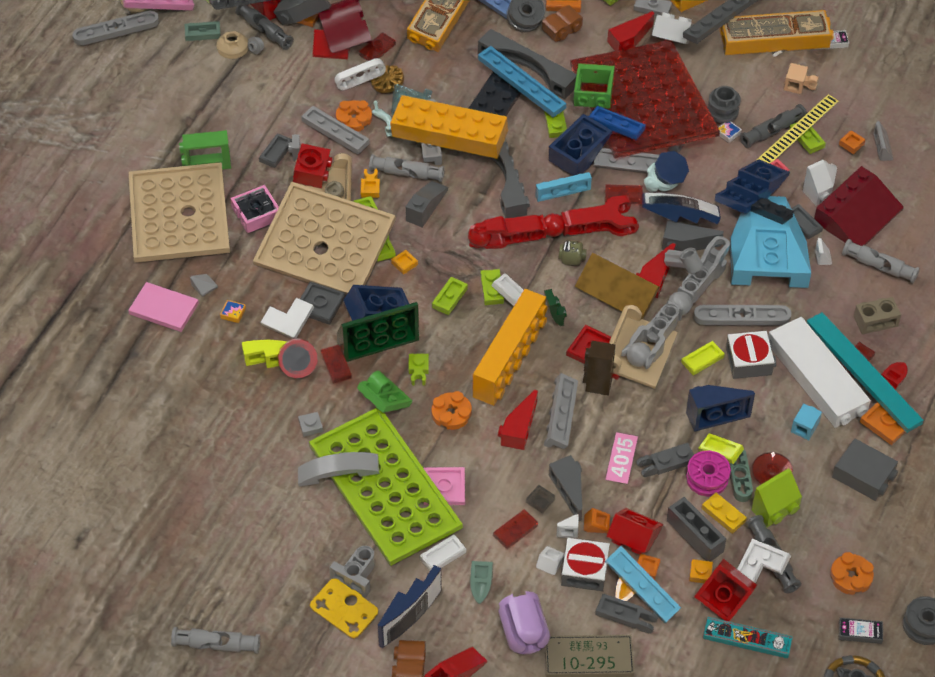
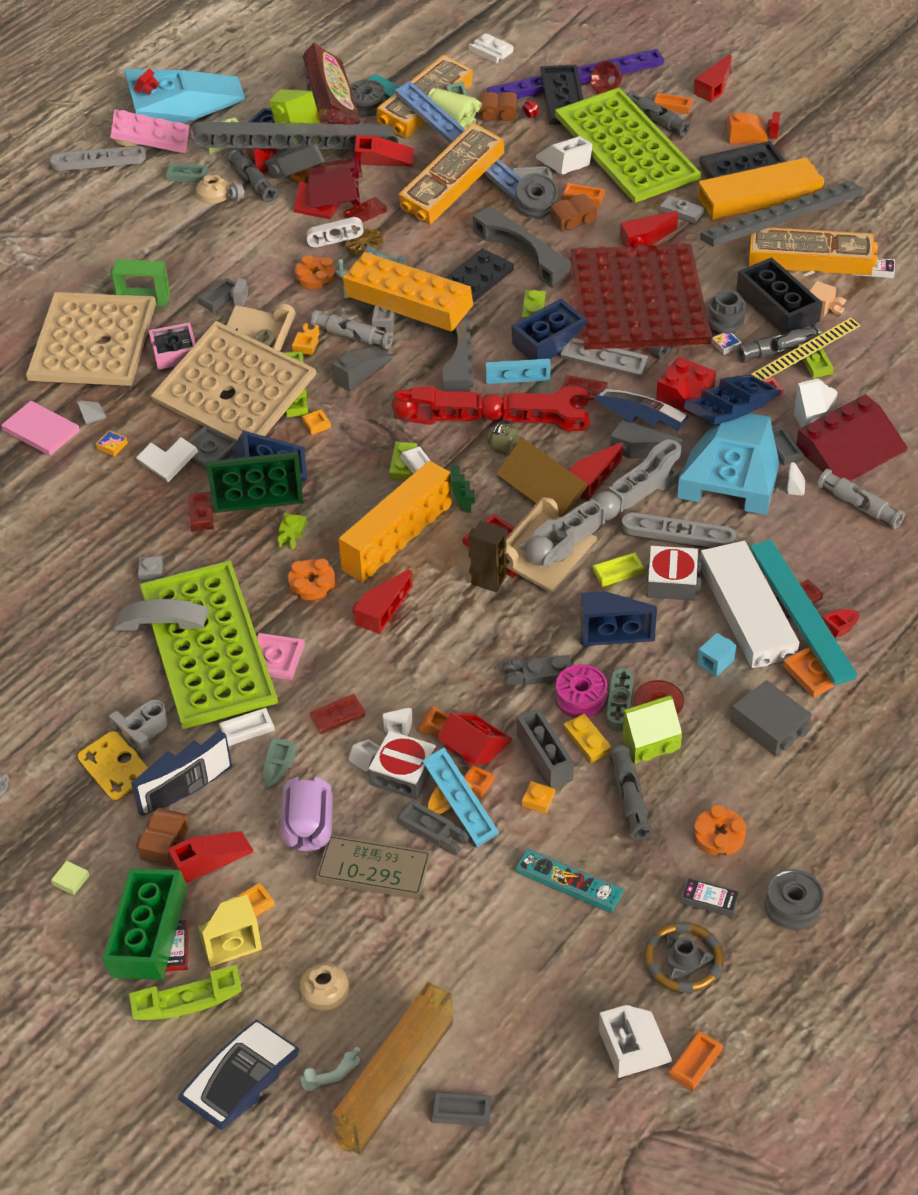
camera: 15 degrees right, 5 degrees down
(262, 351) = (135, 489): neon yellow slope -> none
(297, 358) = (158, 497): tile -> none
(312, 166) = (247, 311): red brick -> none
(335, 130) = (289, 283): light grey plate -> none
(383, 393) = (239, 547): bright green plate -> none
(449, 295) = (352, 462): lime plate -> none
(522, 81) = (507, 260): dark azure plate -> none
(540, 499) = (375, 686): clear smoke tile -> none
(561, 411) = (434, 599): light grey hinge -> none
(567, 479) = (416, 674): dark grey slope -> none
(586, 74) = (577, 260): bright green window -> none
(618, 122) = (597, 312): blue tile -> none
(621, 458) = (488, 660): bright pink sticker -> none
(666, 172) = (638, 370): dark blue piece -> none
(671, 28) = (688, 229): white slope -> none
(684, 259) = (624, 458): light grey piece -> none
(708, 178) = (683, 382): none -> red slope
(725, 590) = (557, 821): red slope -> none
(727, 448) = (611, 667): neon yellow tile -> none
(762, 81) = (778, 296): none -> black brick
(762, 555) = (607, 791): white tile -> none
(772, 211) = (745, 425): black plate -> none
(852, 142) = (866, 371): orange plate -> none
(877, 315) = (838, 555): dark tan brick -> none
(882, 142) = (903, 377): light grey slope -> none

